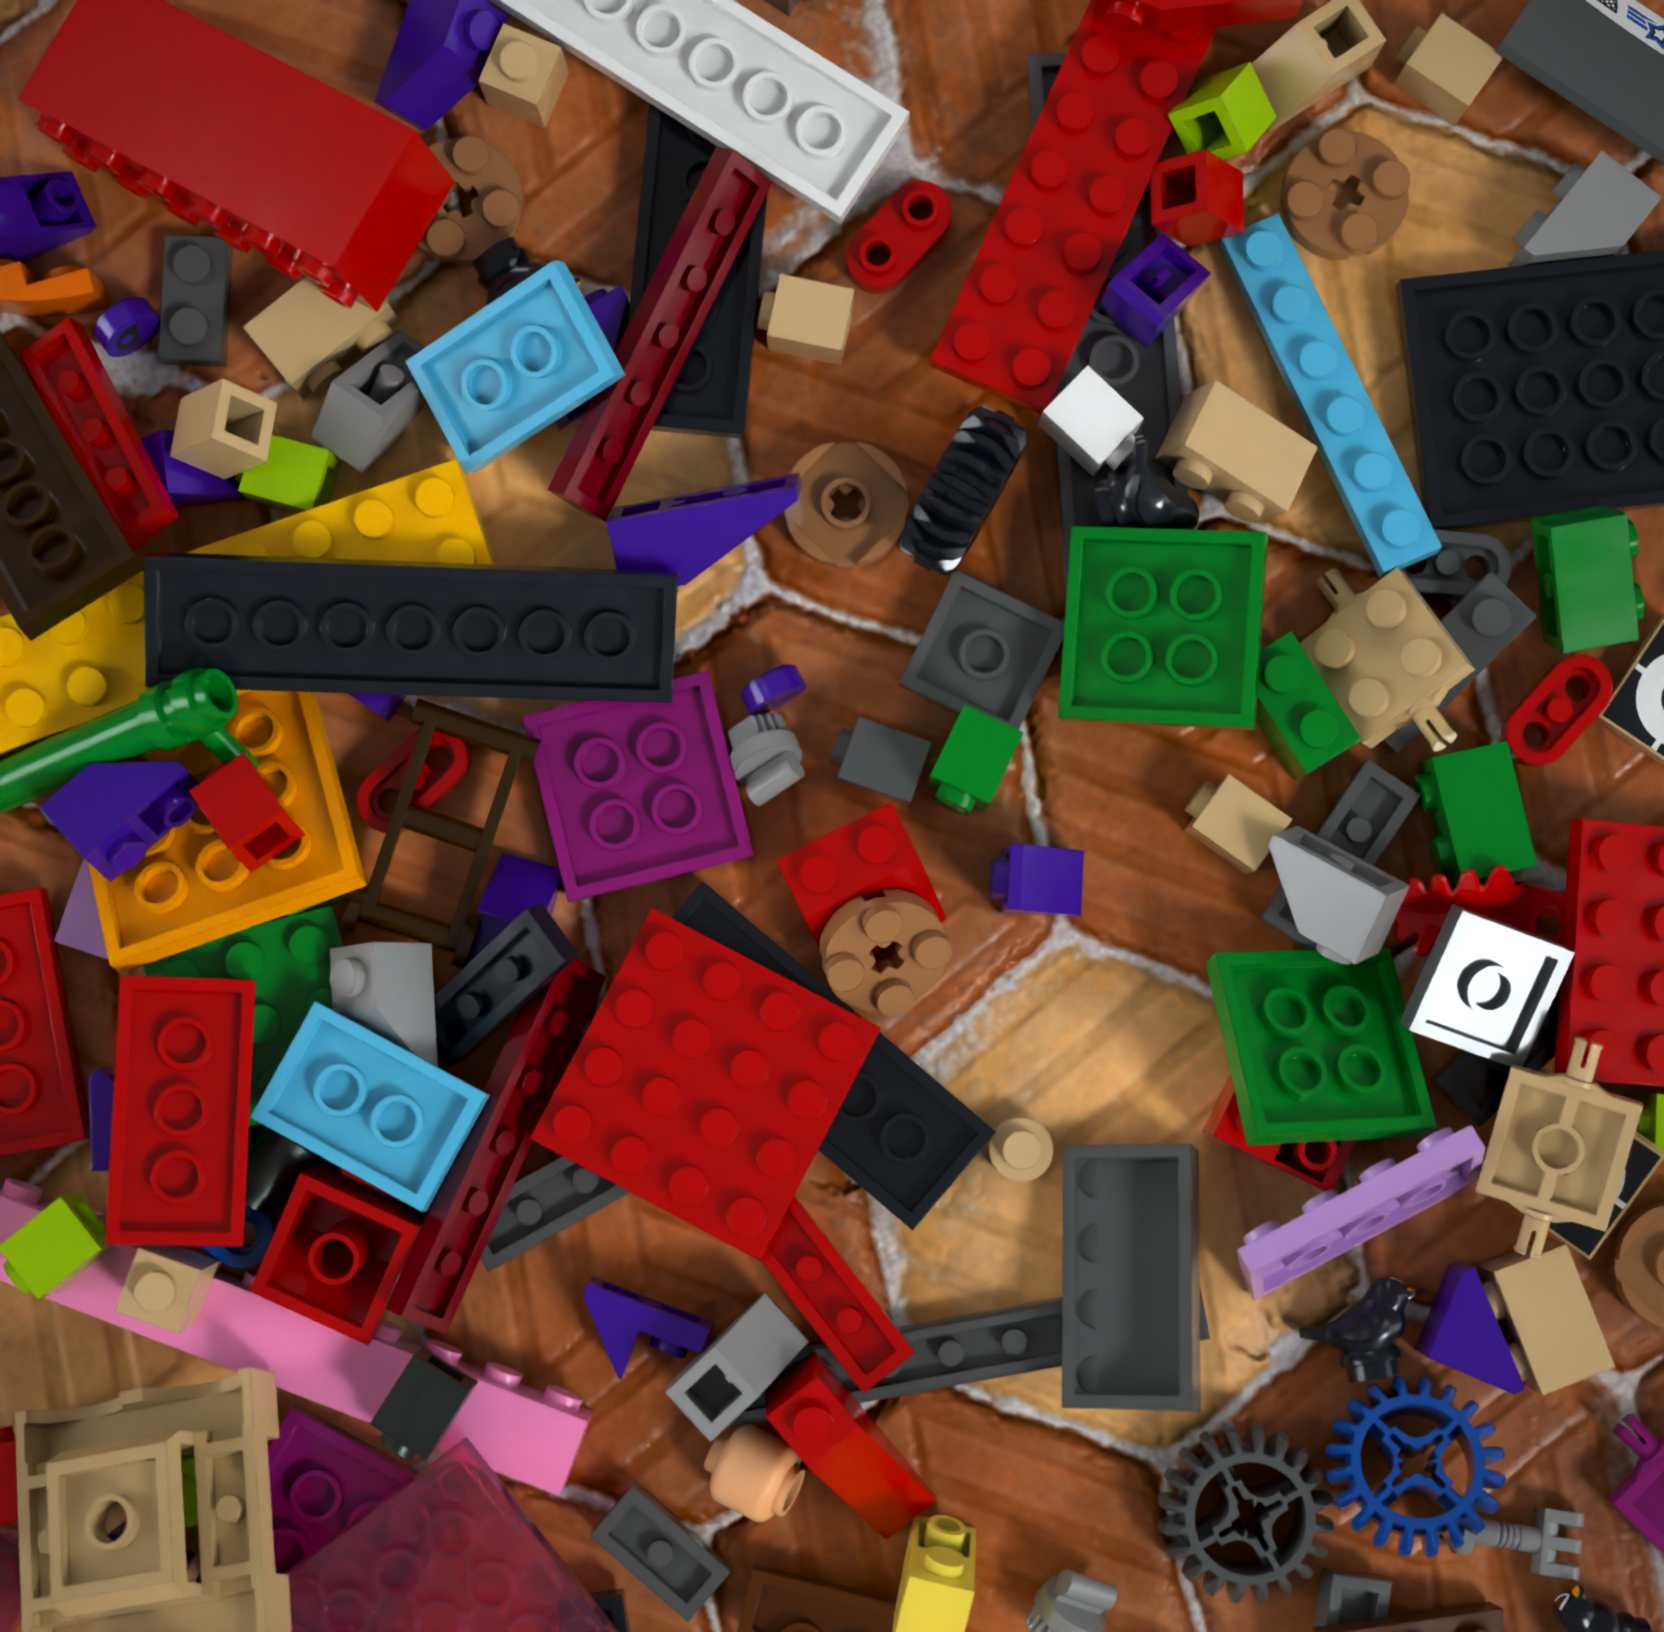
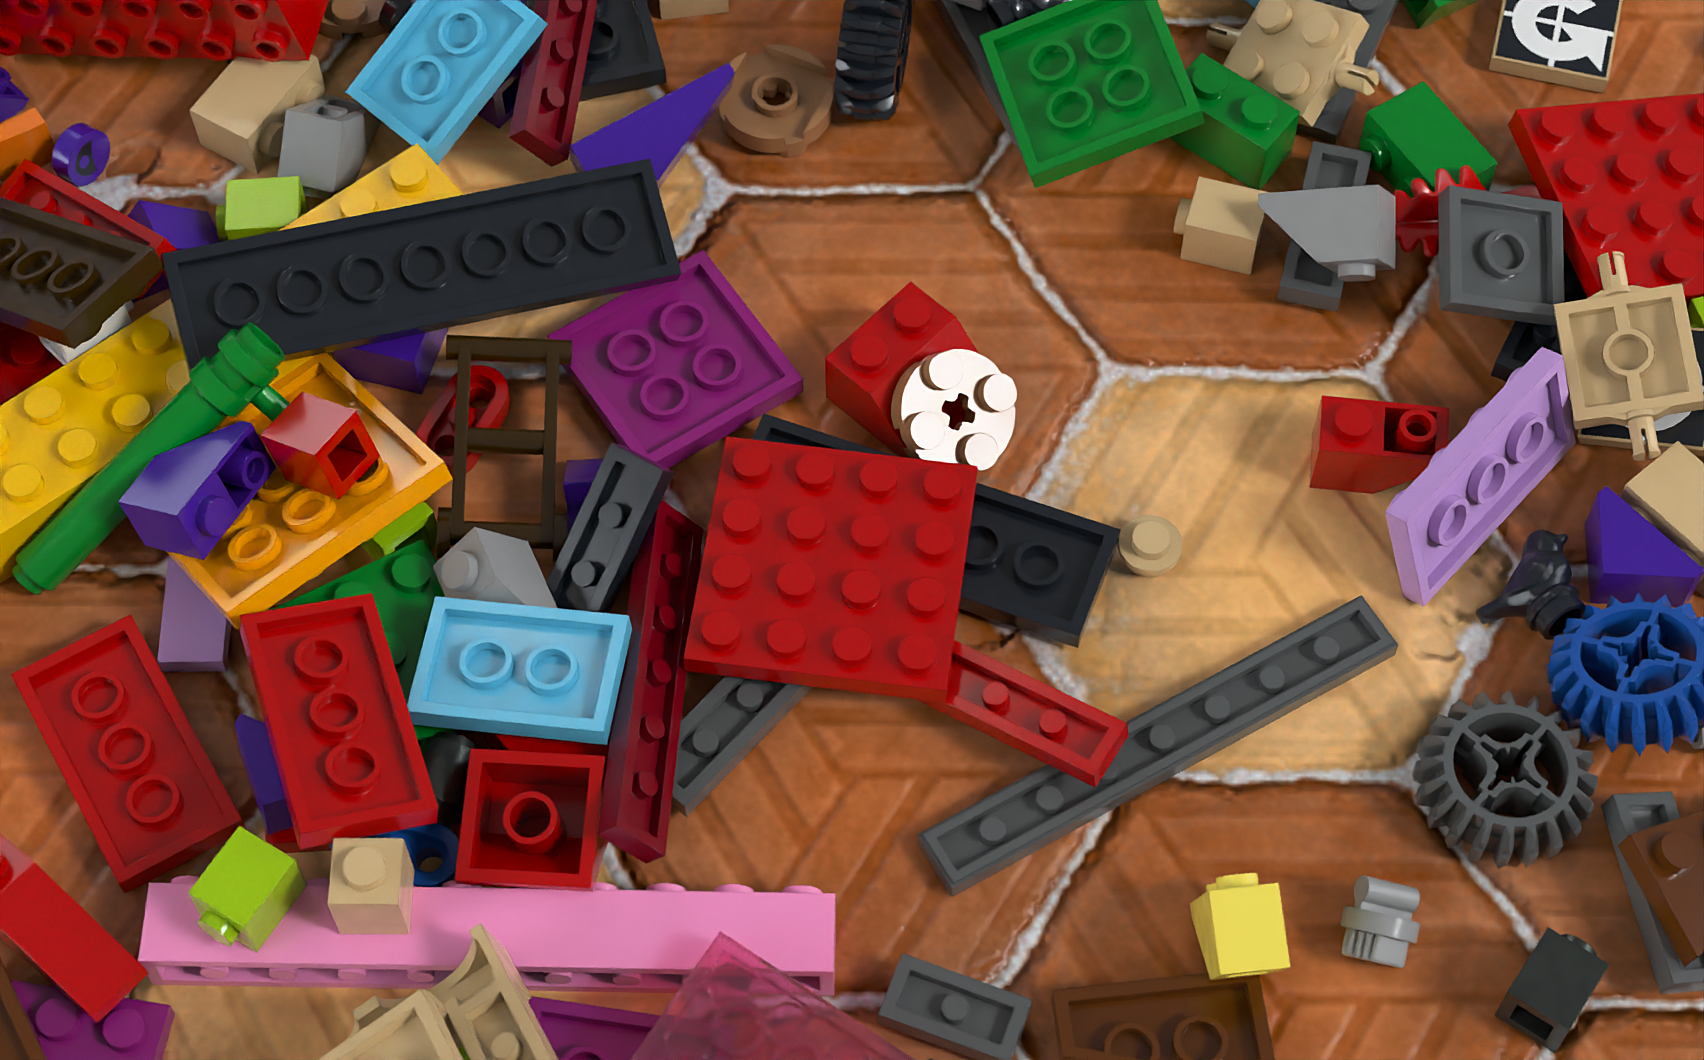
camera: 20 degrees left, 25 degrees down
(195, 301) = (137, 125): dark grey plate -> none
(223, 429) = (198, 179): tan brick -> none
(422, 1405) = (666, 913): pearl dark grey brick -> none
(624, 1314) = (836, 799): dark purple slope -> none
(736, 1367) = (957, 798): light grey slope -> none
(754, 1473) = (1018, 902): light nougat head -> none
(765, 756) = (780, 301): light grey piece -> none
(772, 689) = (767, 250): dark purple tile -> none
(845, 1446) = (1101, 842): red slope -> none
(880, 760) = (884, 266): dark grey brick -> none
(973, 761) = (969, 232): green brick -> none
(983, 652) = (944, 171): dark grey plate -> none
(1037, 880) = (1067, 313): dark purple slope -> none
(1131, 1277) = (1302, 607): dark grey slope -> none
(1318, 1047) = (1379, 350): green plate -> none
(1555, 713) = (1454, 69): red plate -> none

